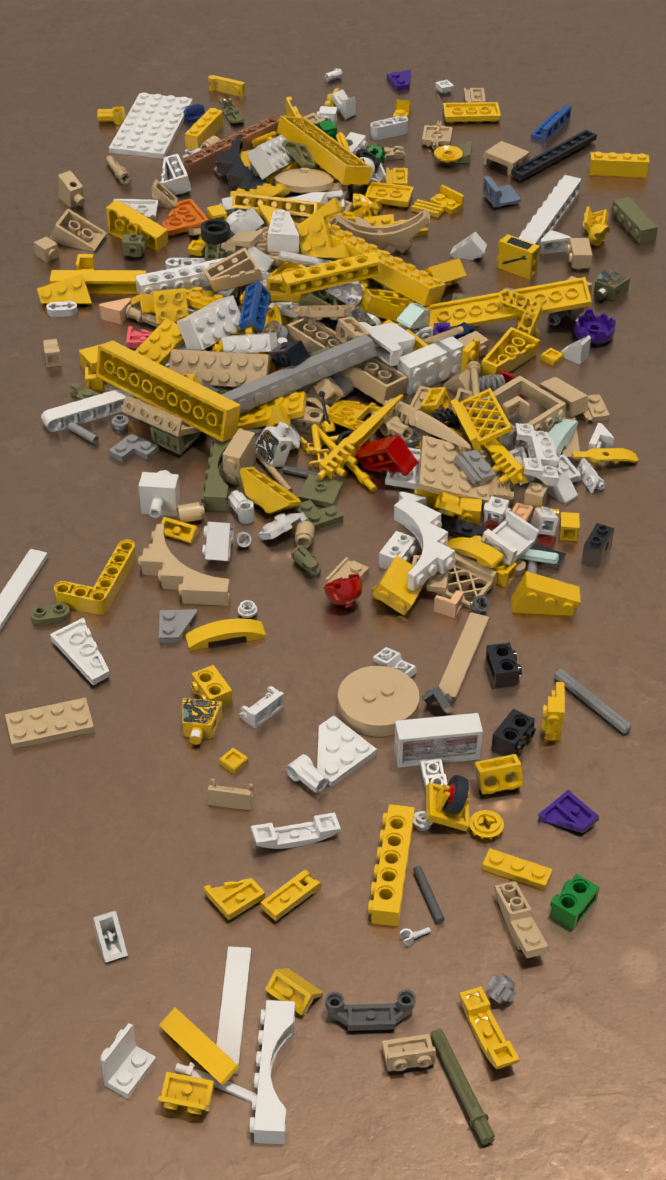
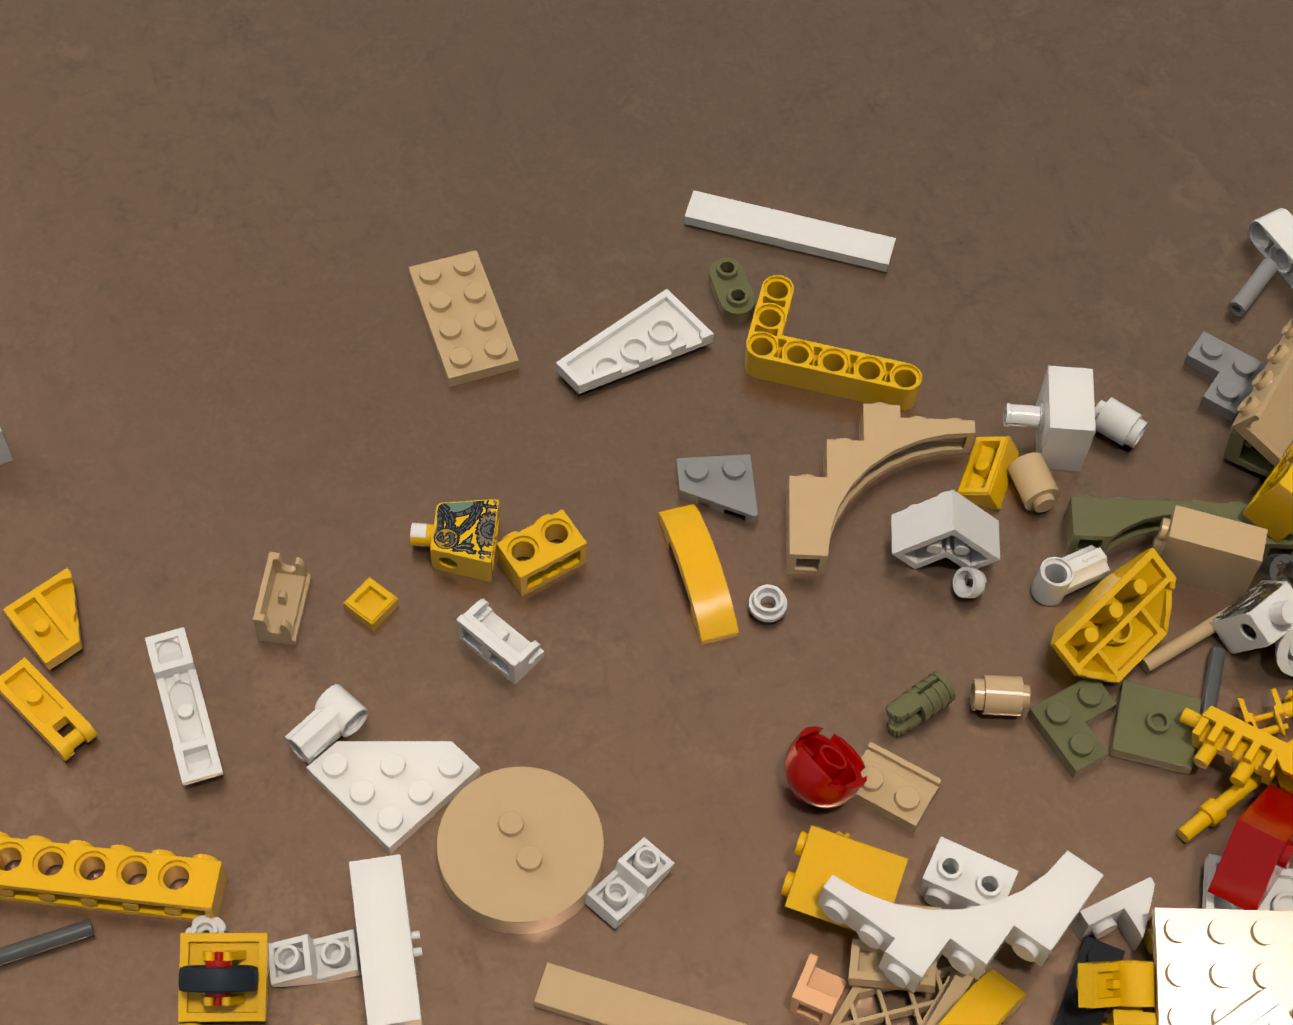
camera: 85 degrees right, 15 degrees up
(279, 525) = (1016, 644): white wing -> none
(444, 700) = (514, 969): dark grey bracket -> none

